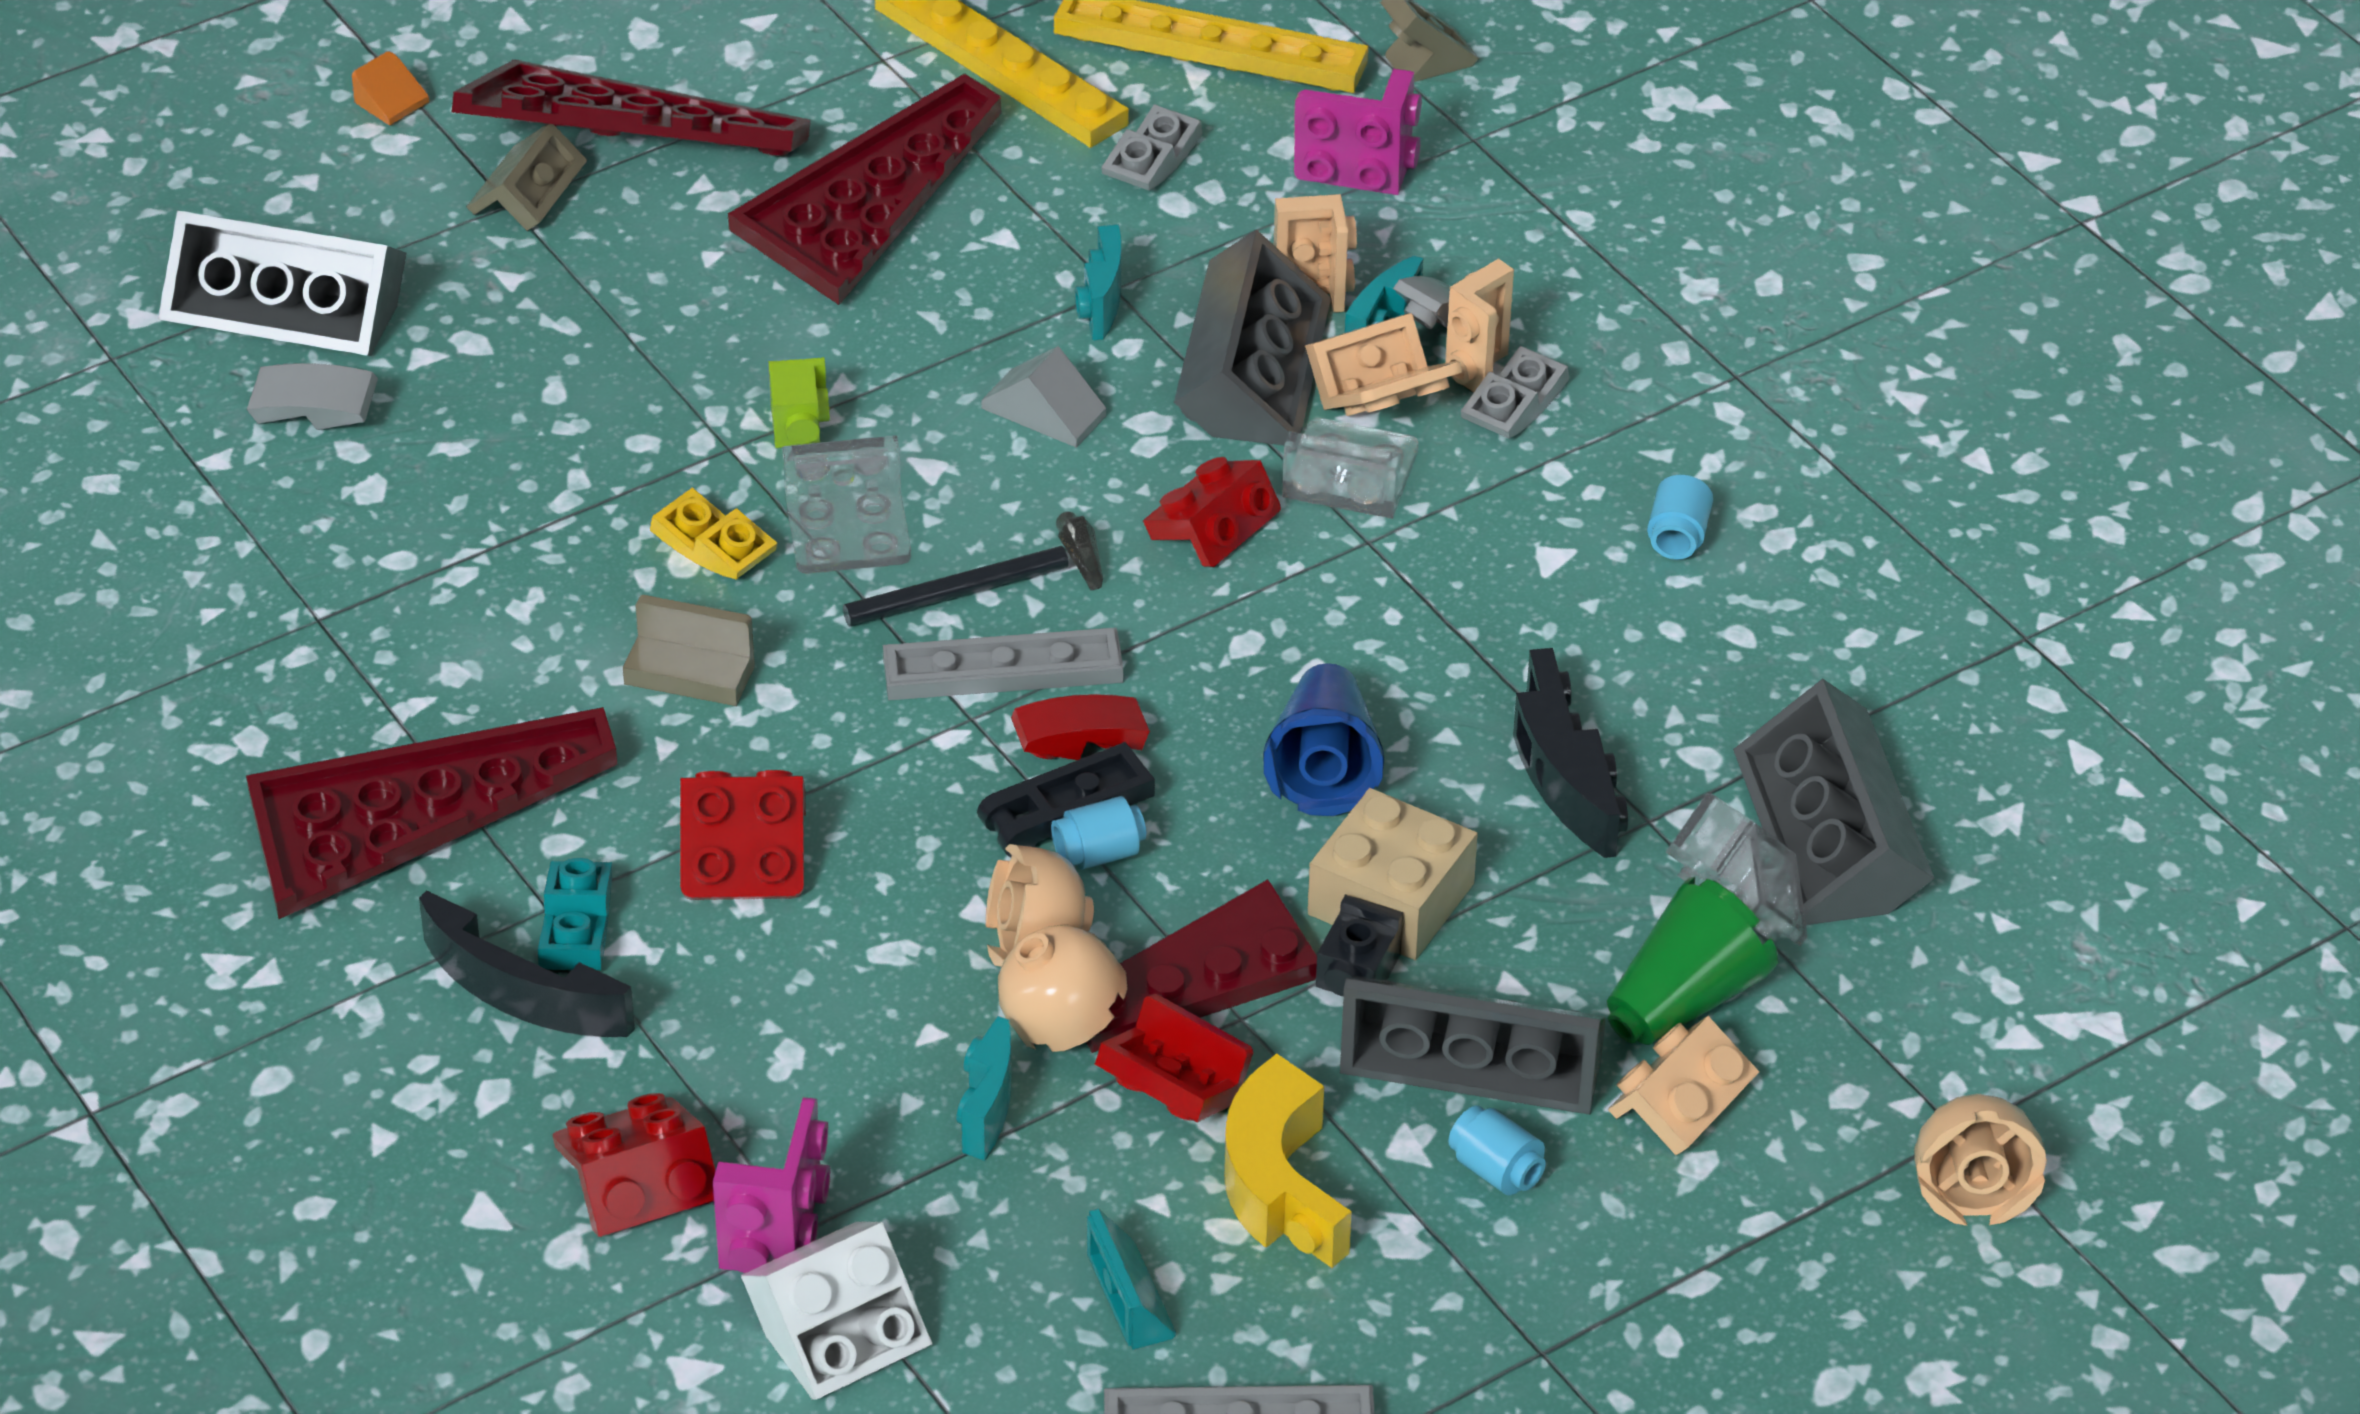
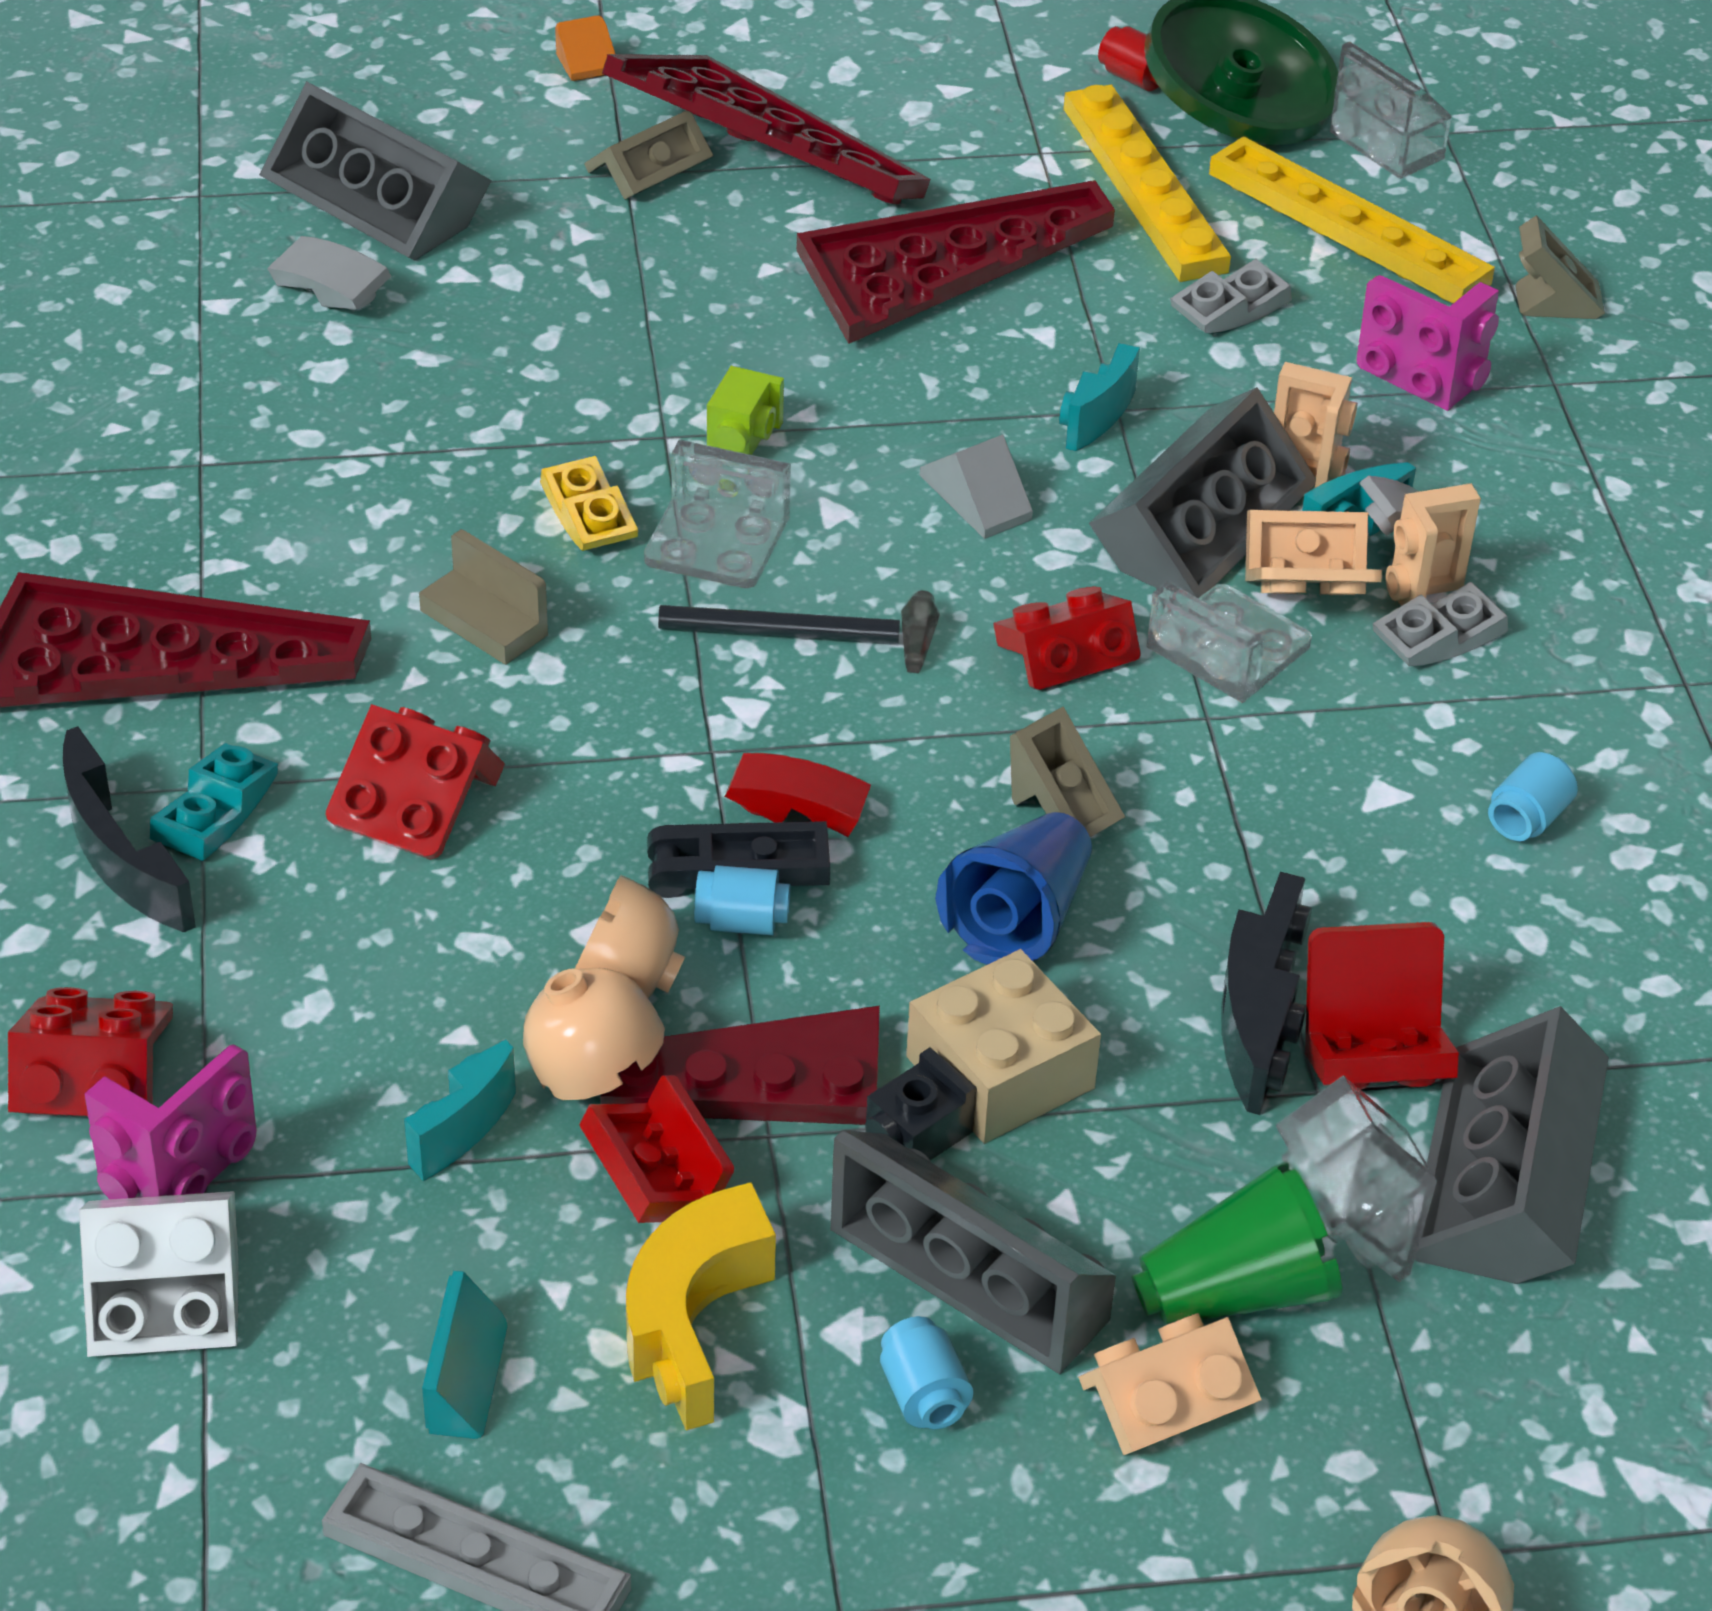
camera: 25 degrees right, 0 degrees up
(1002, 663) = (773, 710): light grey tile -> none
(1293, 628) = (1059, 770): none -> dark tan slope
(1669, 733) = (1377, 1005): none -> red bracket

